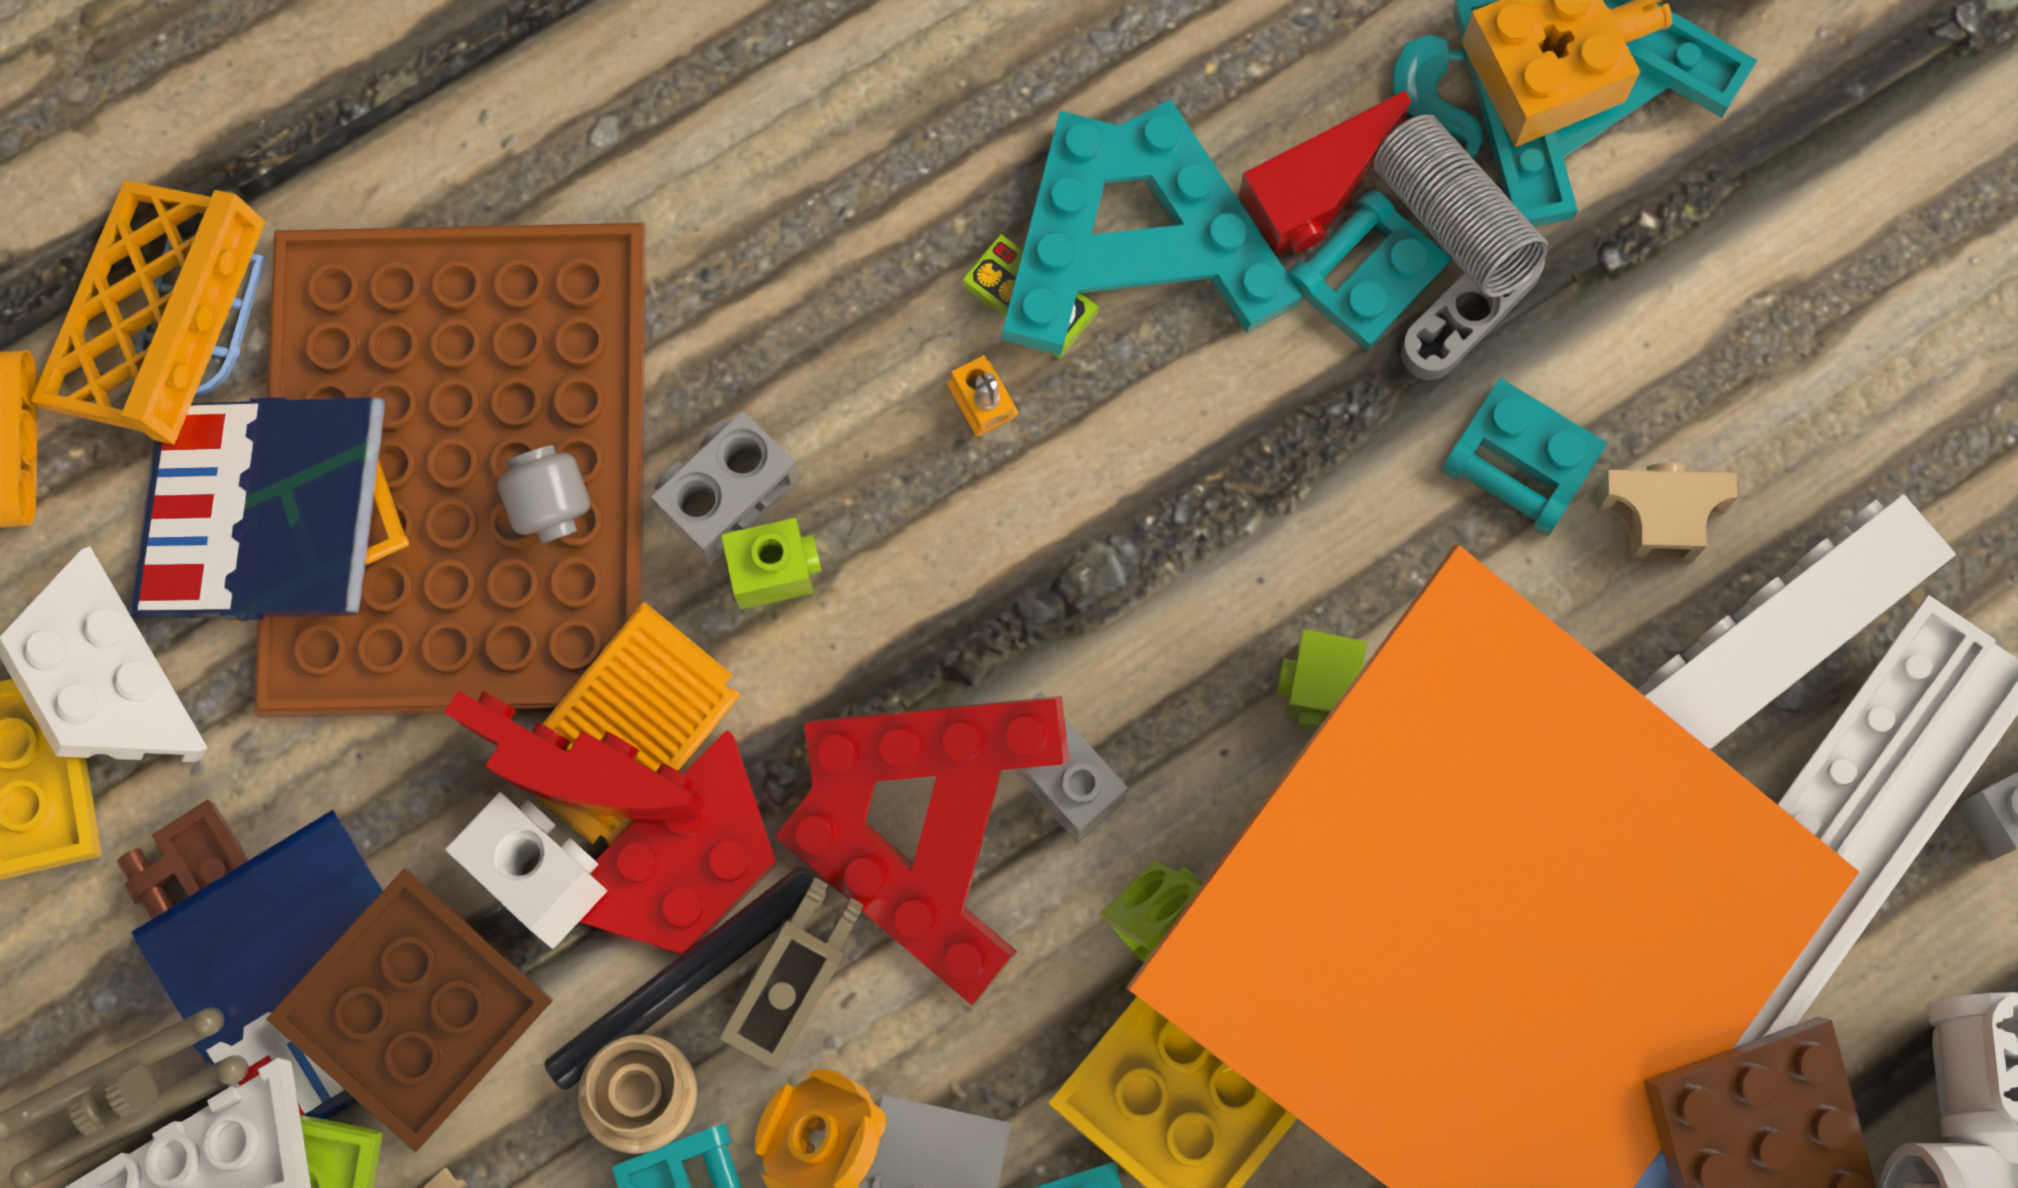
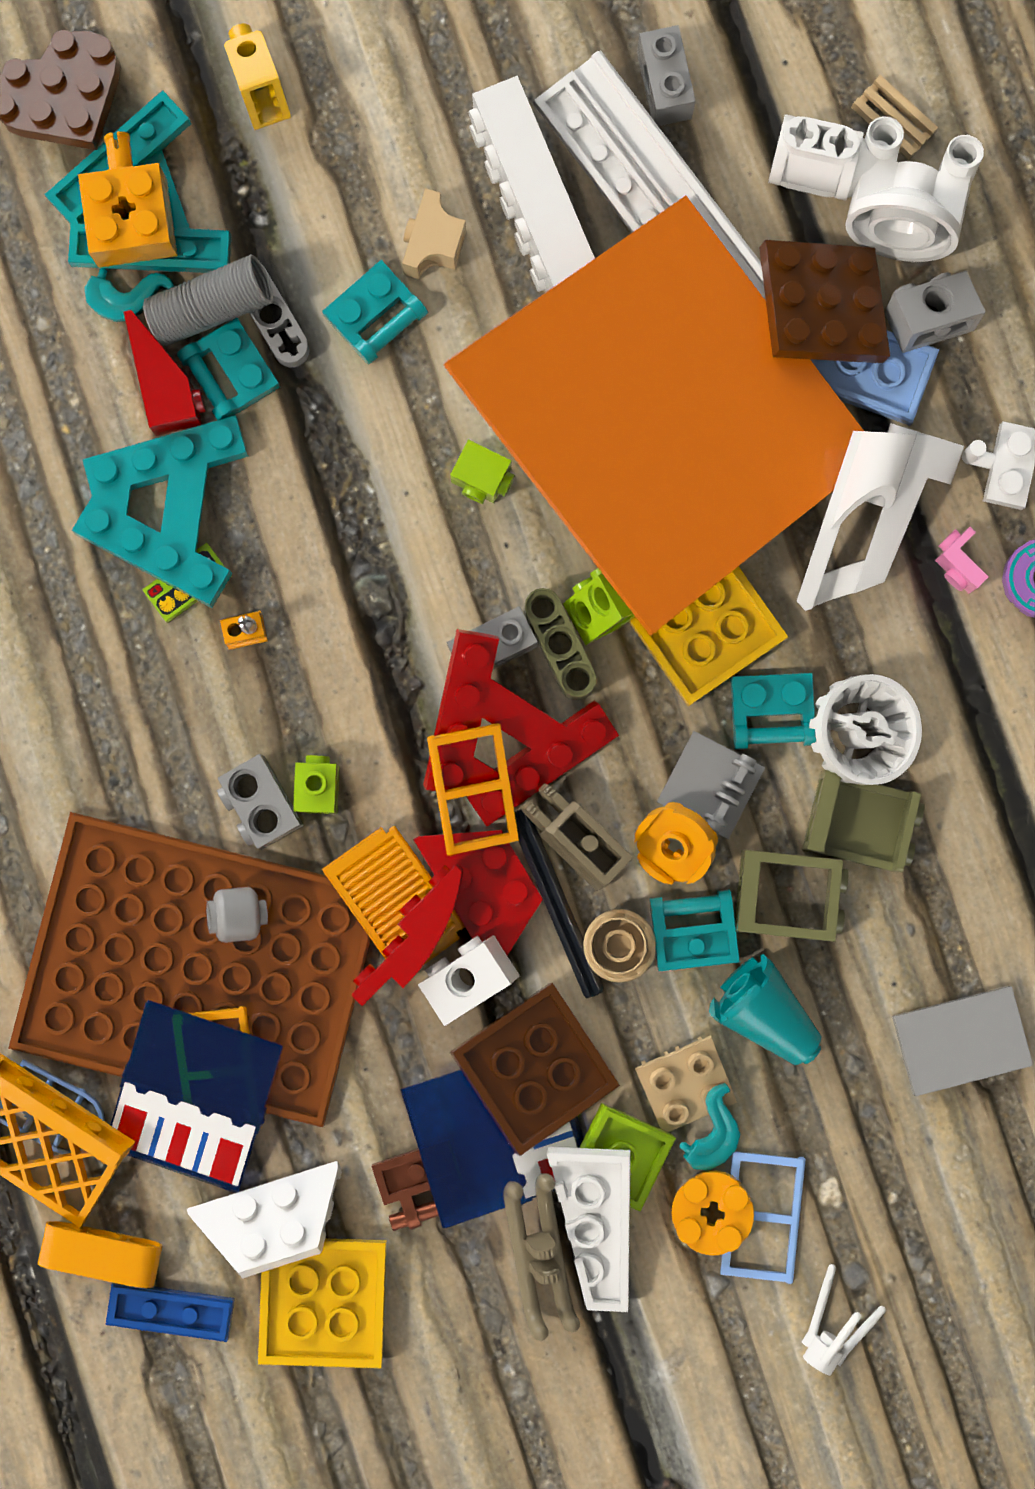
camera: 75 degrees left, 10 degrees up
(843, 836) = (502, 783): none -> light orange window
(1101, 843) = (554, 625): none -> olive beam
(1836, 170) = (254, 70): none -> yellow torso

